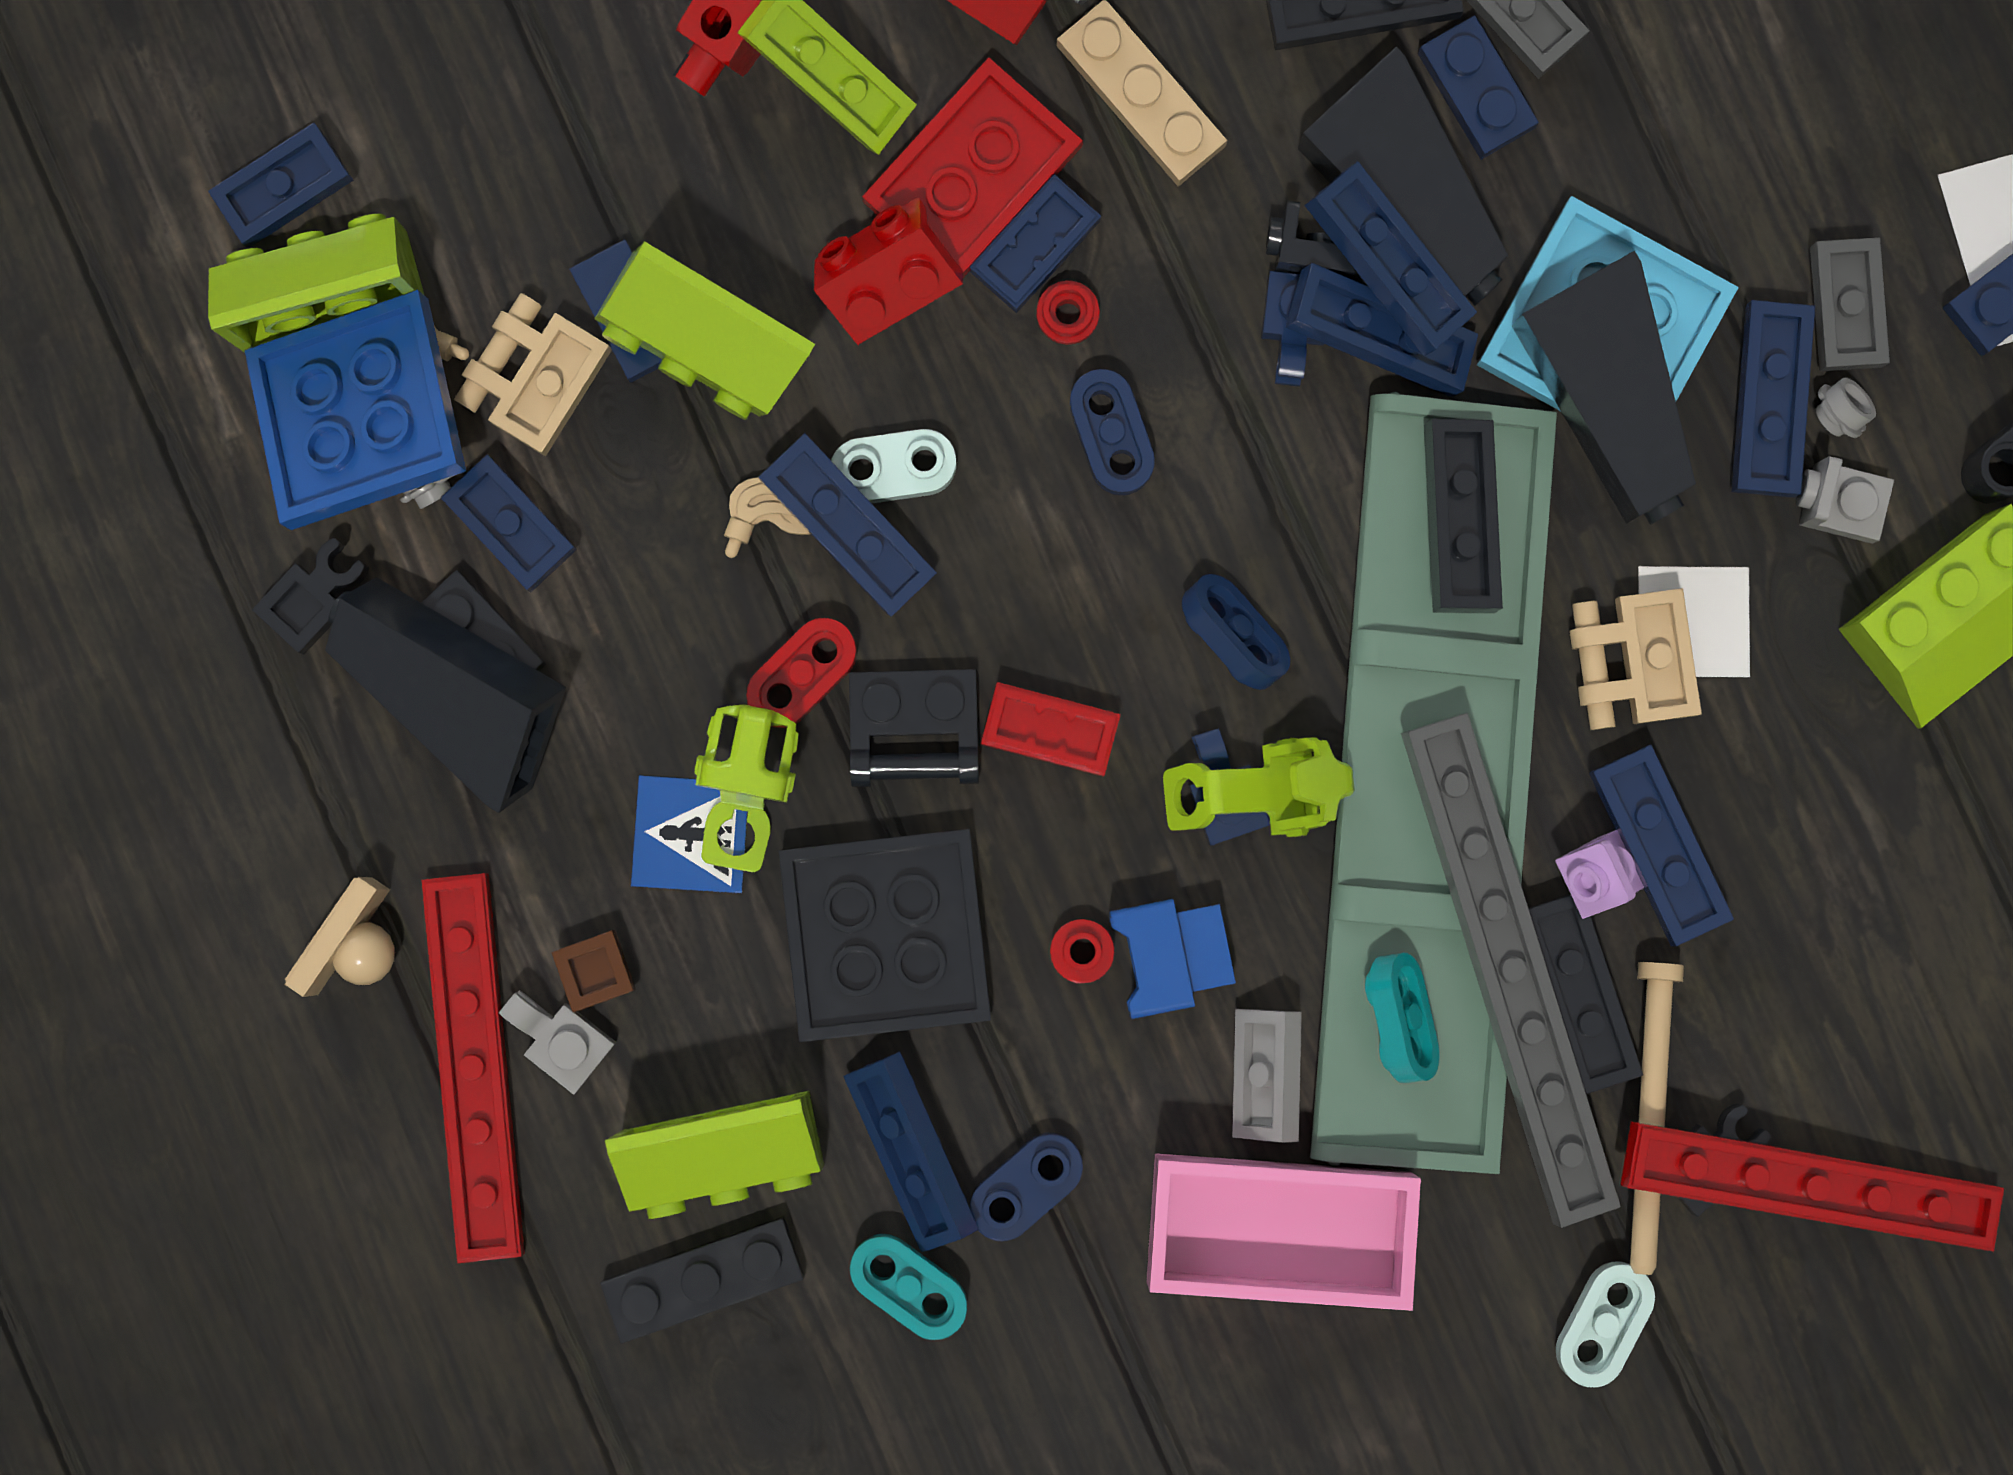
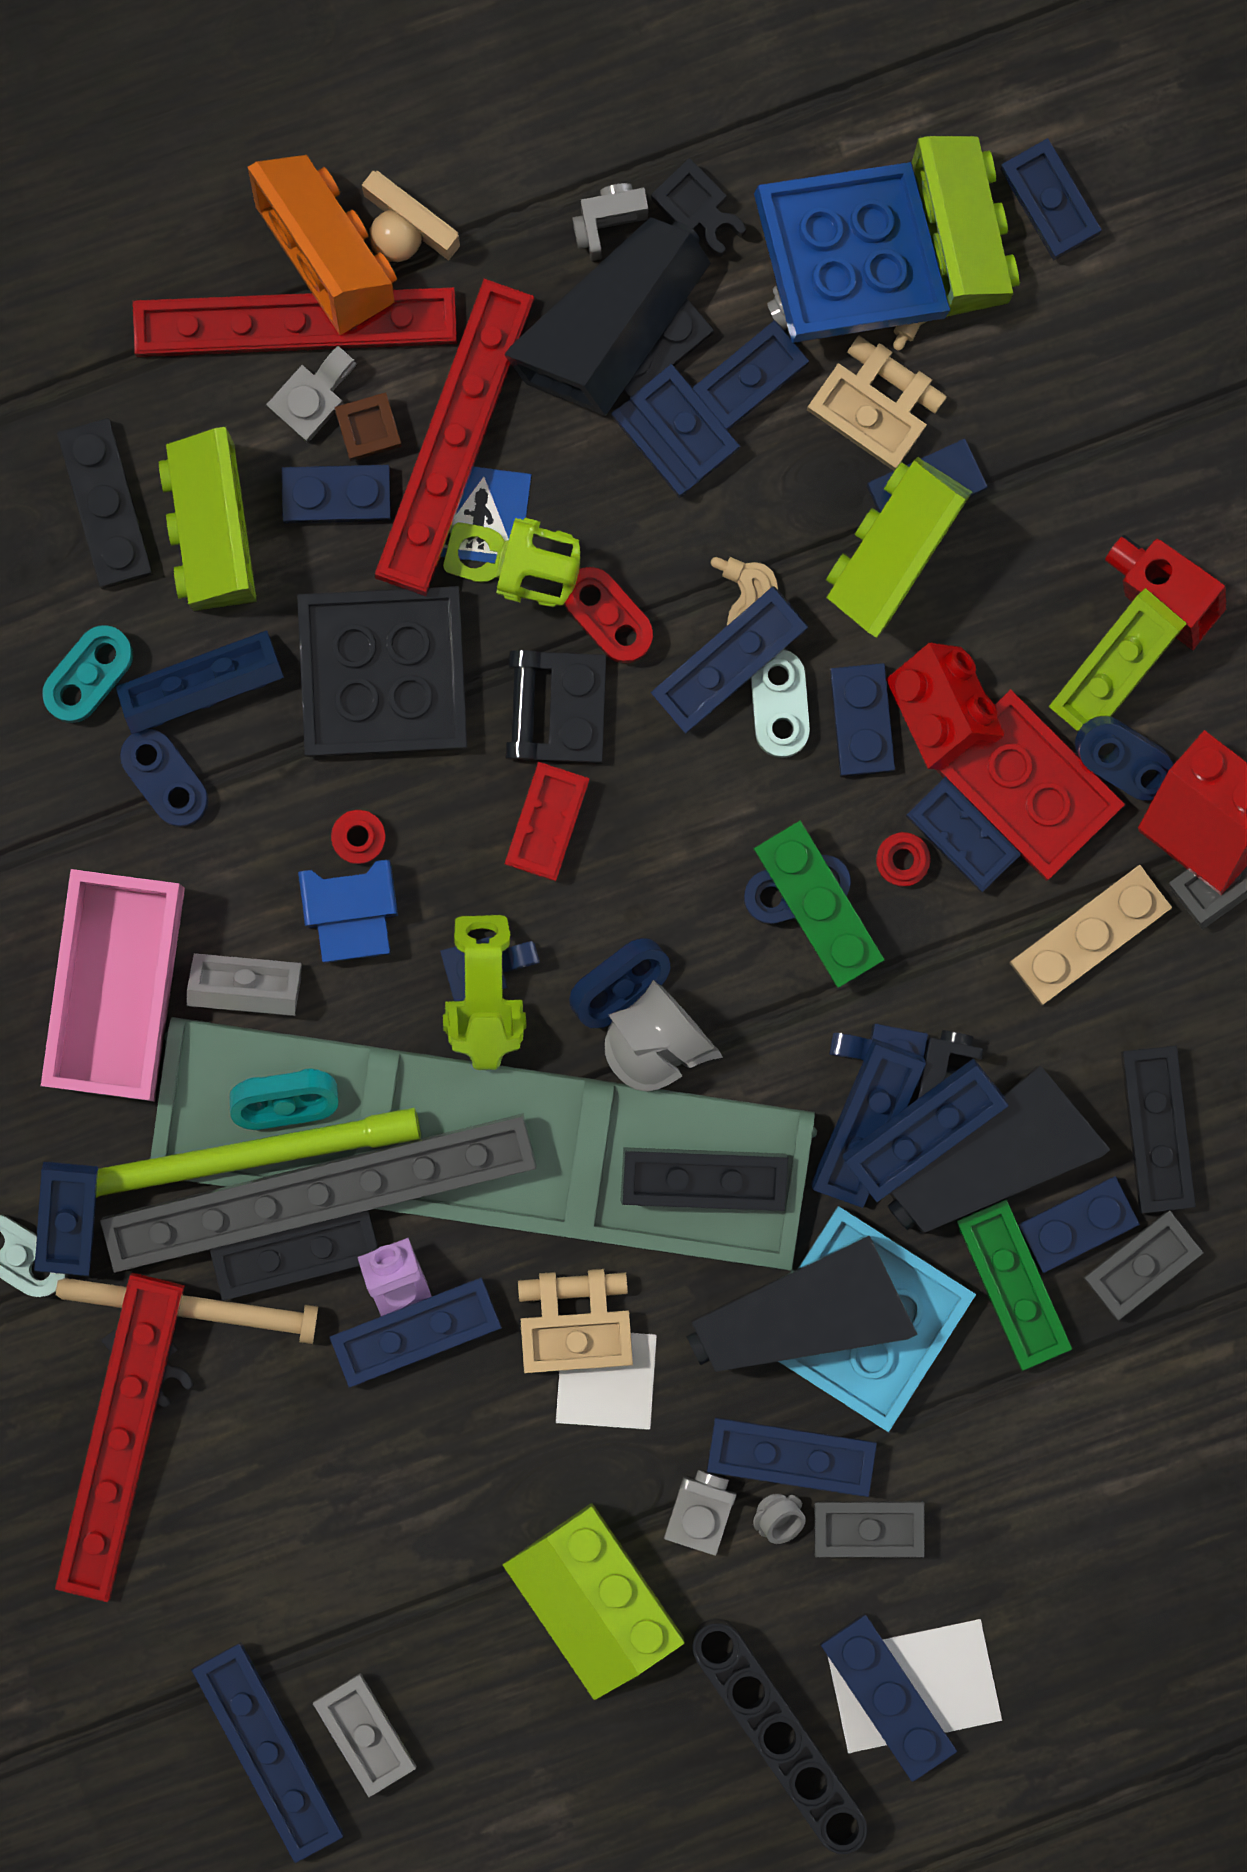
camera: 90 degrees right, 0 degrees up
(316, 696) = (614, 207): none -> light grey bracket
(371, 1040) = (322, 239): none -> orange slope
(578, 607) = (675, 431): none -> dark blue plate
(601, 867) = (454, 438): none -> red tile
(675, 1004) = (336, 494): none -> dark blue plate
(907, 370) = (862, 720): none -> dark blue plate
(936, 55) = (1128, 760): none -> dark blue plate
(1130, 402) = (818, 904): none -> green plate
(1300, 587) = (653, 1039): none -> light grey helmet
(1516, 1241) = (372, 1132): none -> lime piece
(1559, 153) = (1013, 1285): none -> green plate
(1565, 1268) = (66, 1218): none -> dark blue plate

